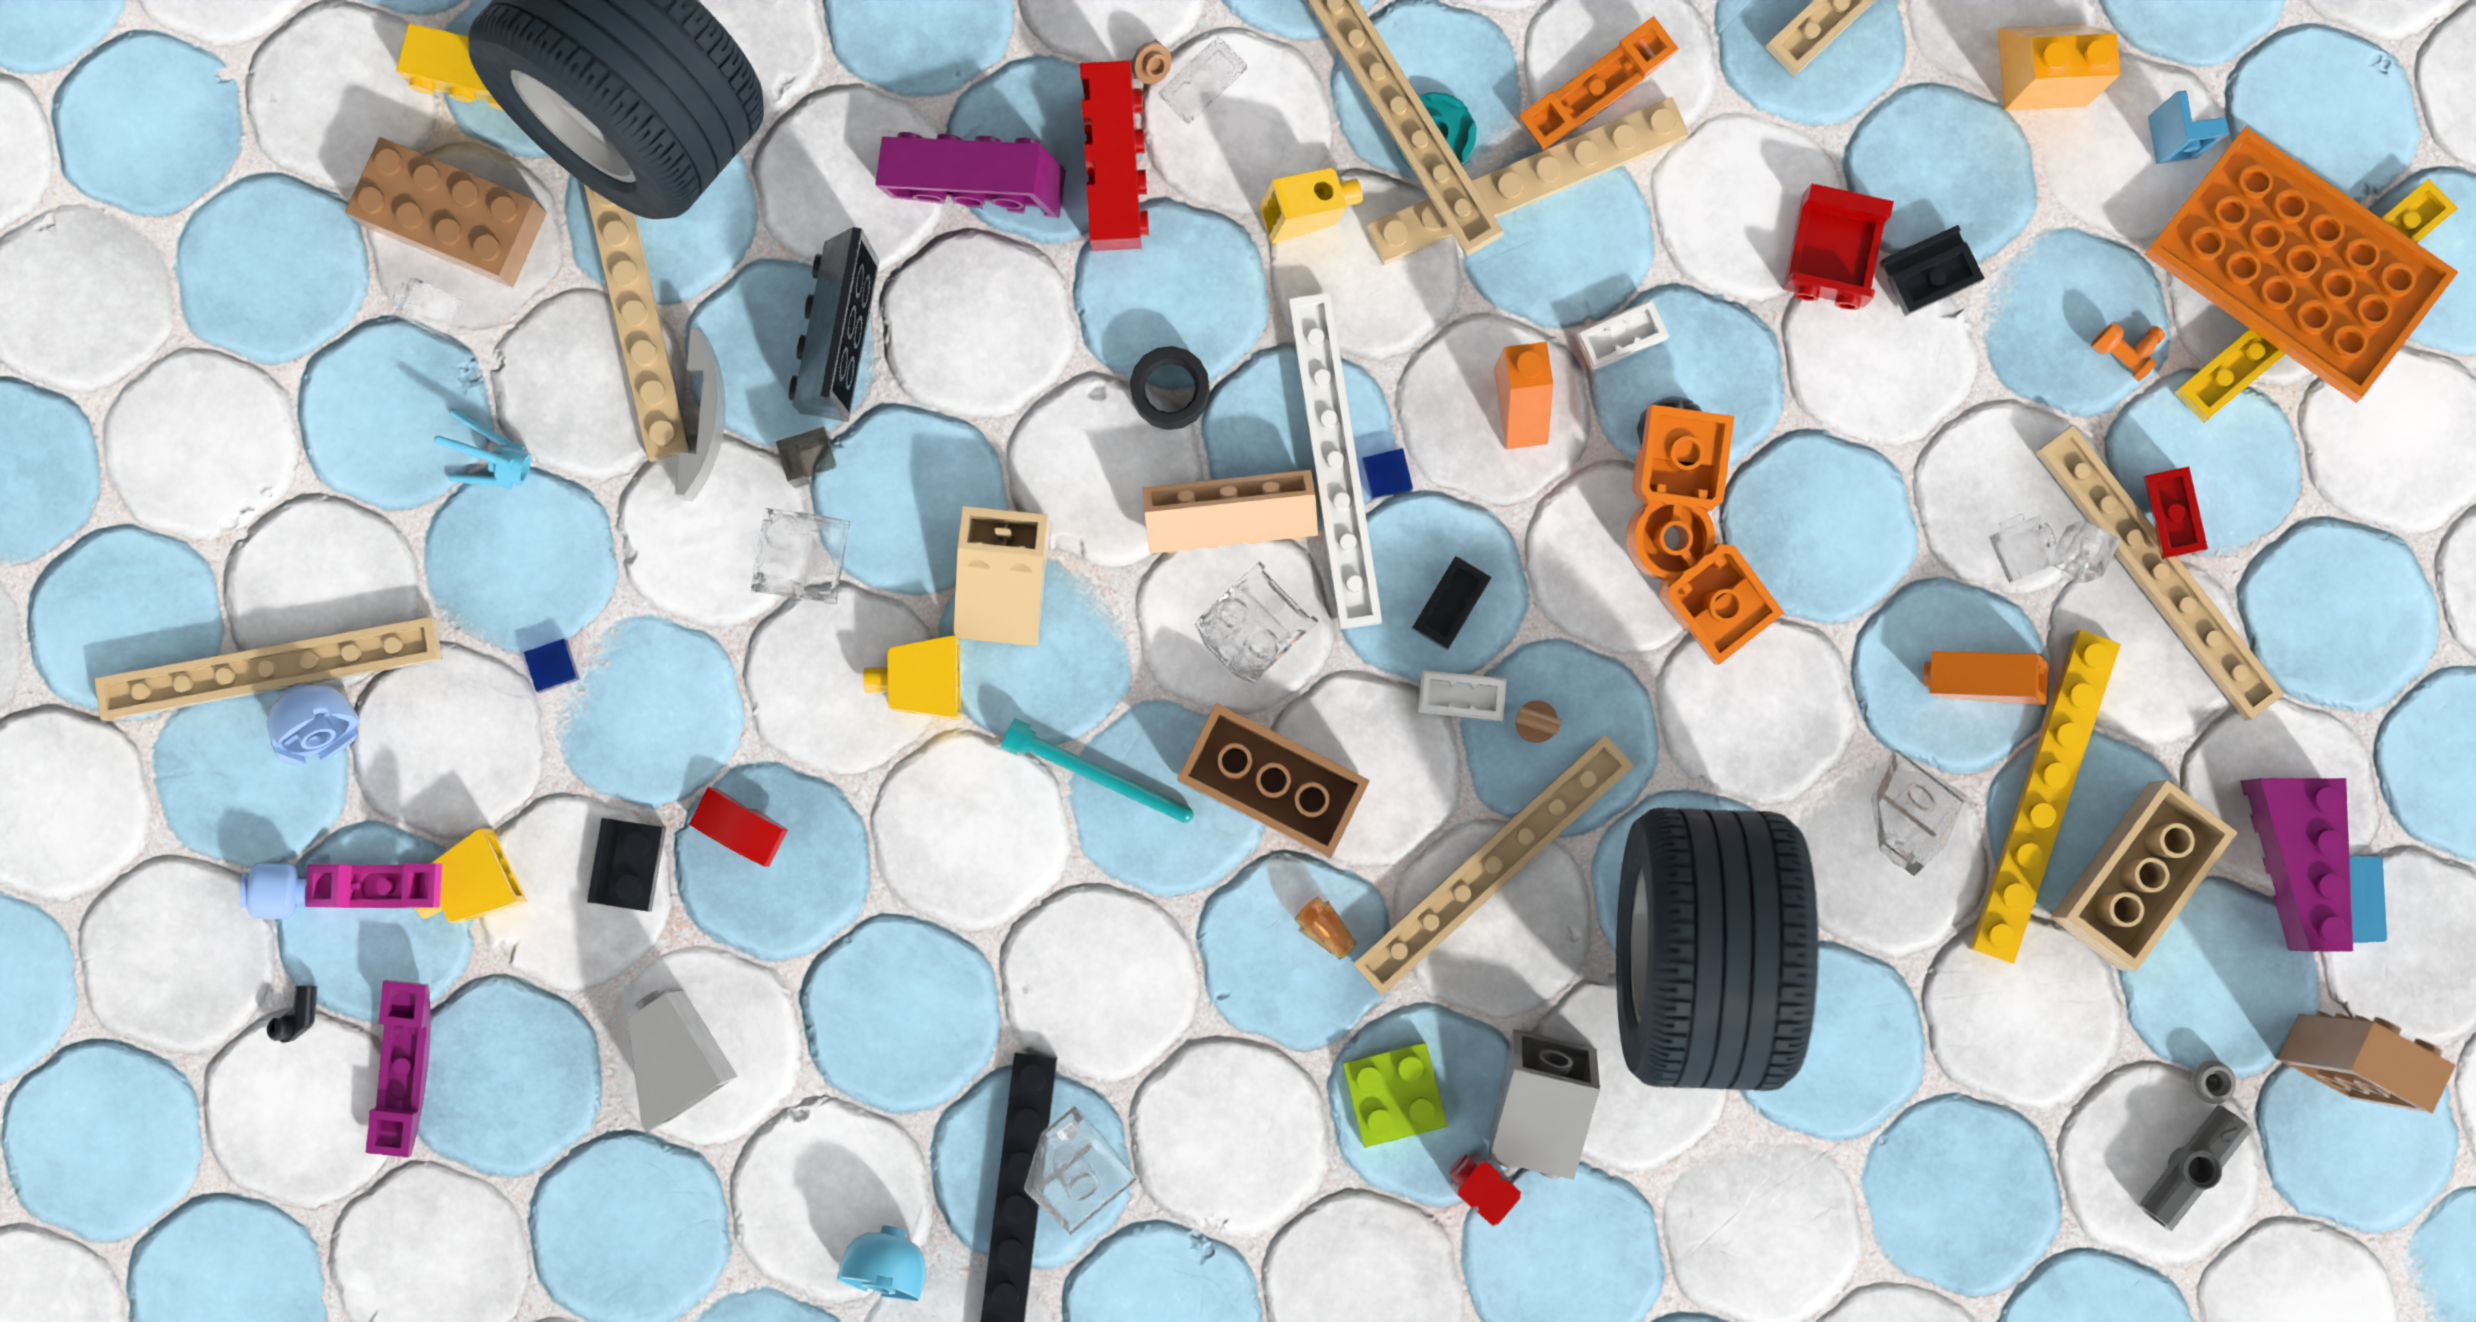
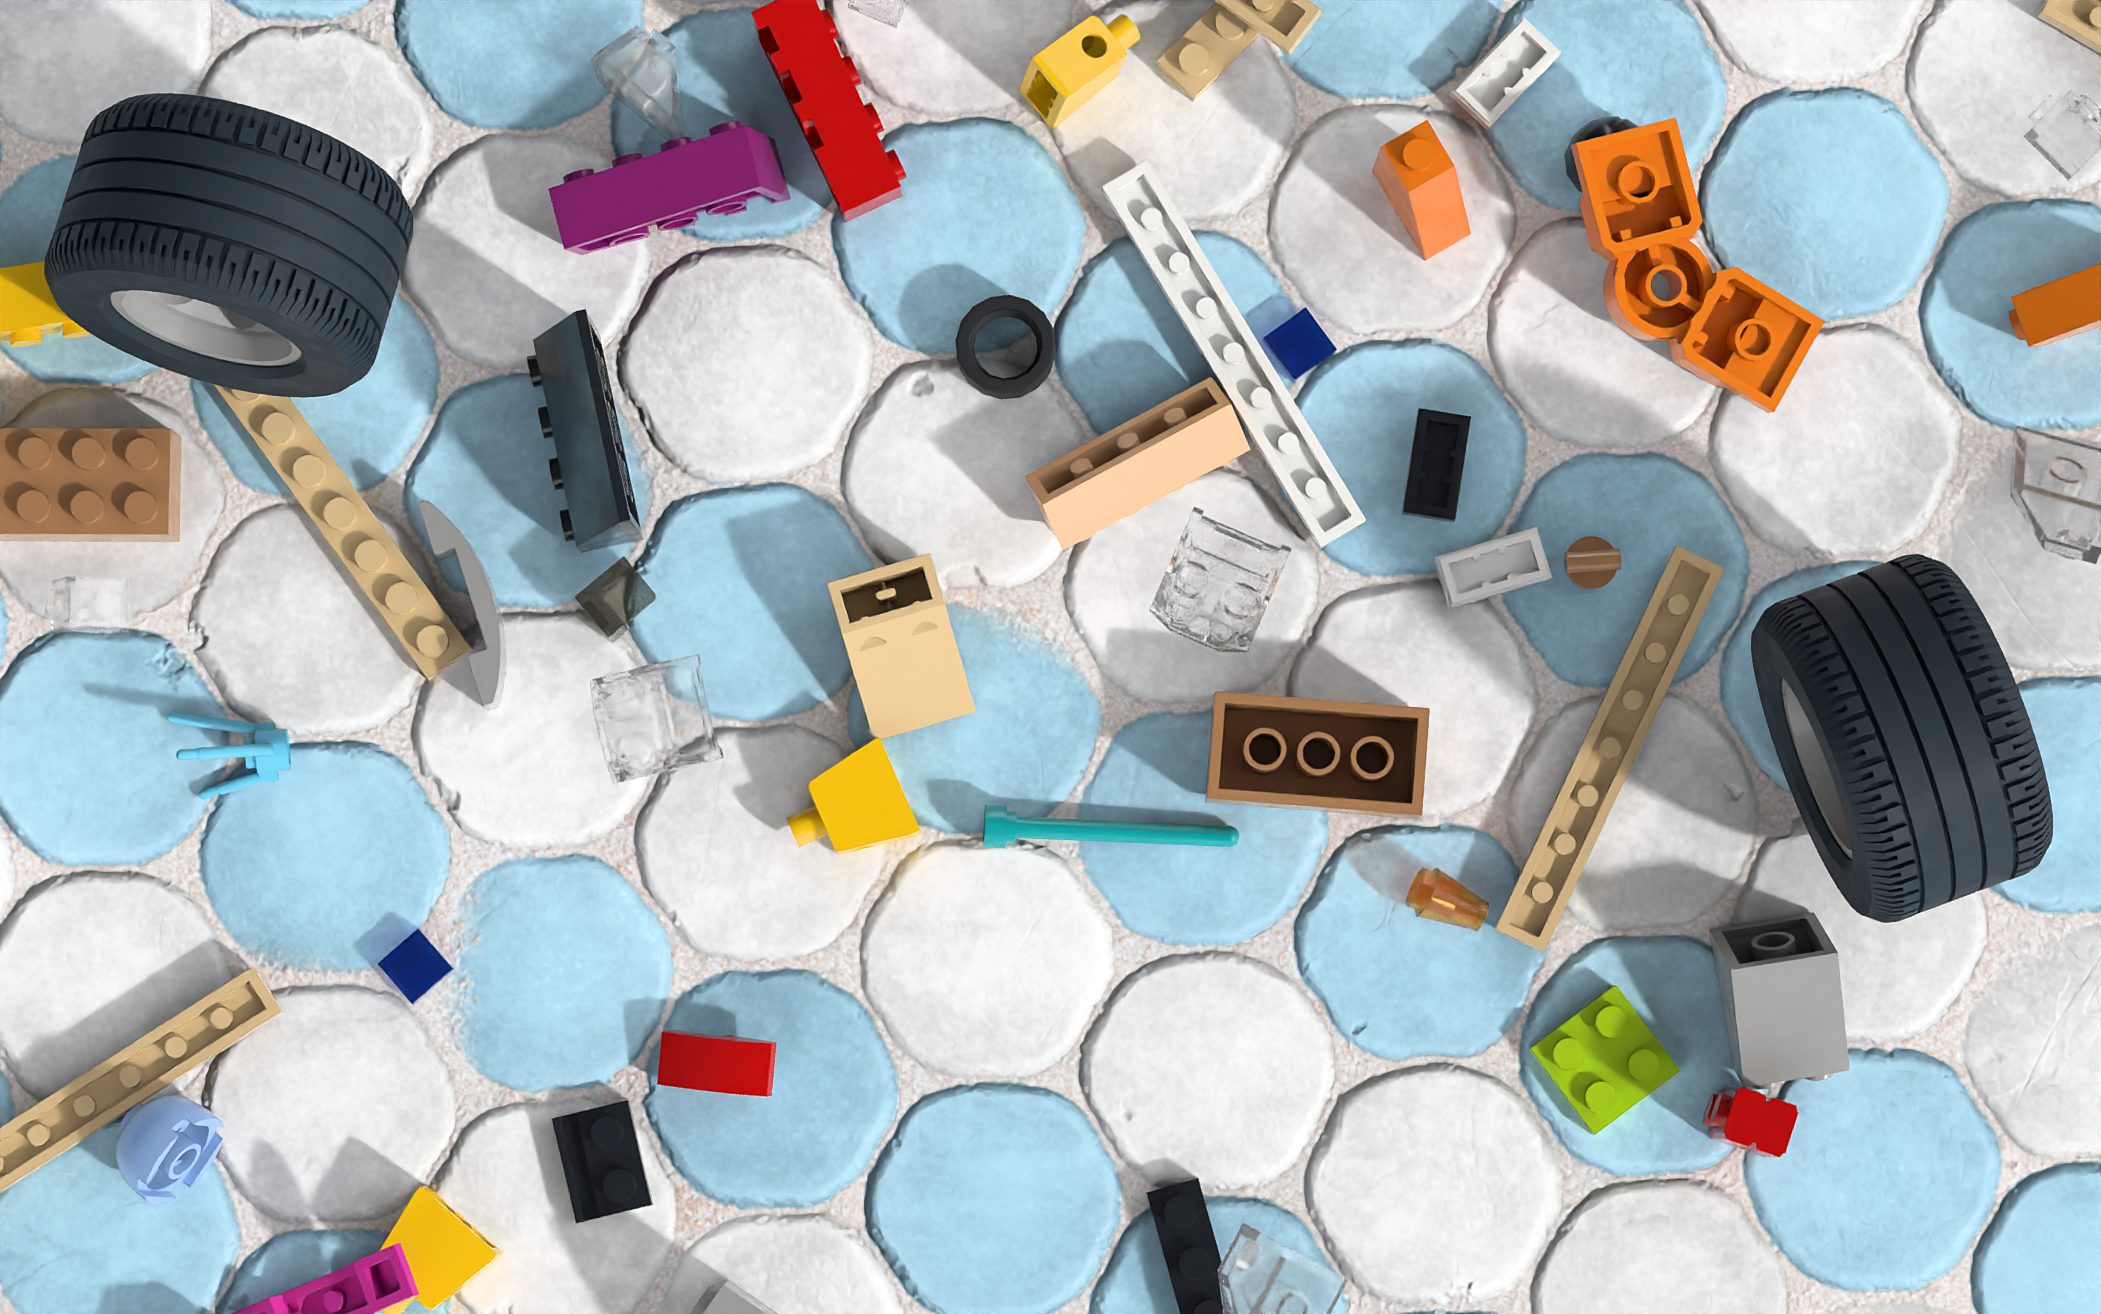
camera: 25 degrees left, 0 degrees up
(987, 83) = (644, 78): none -> clear slope

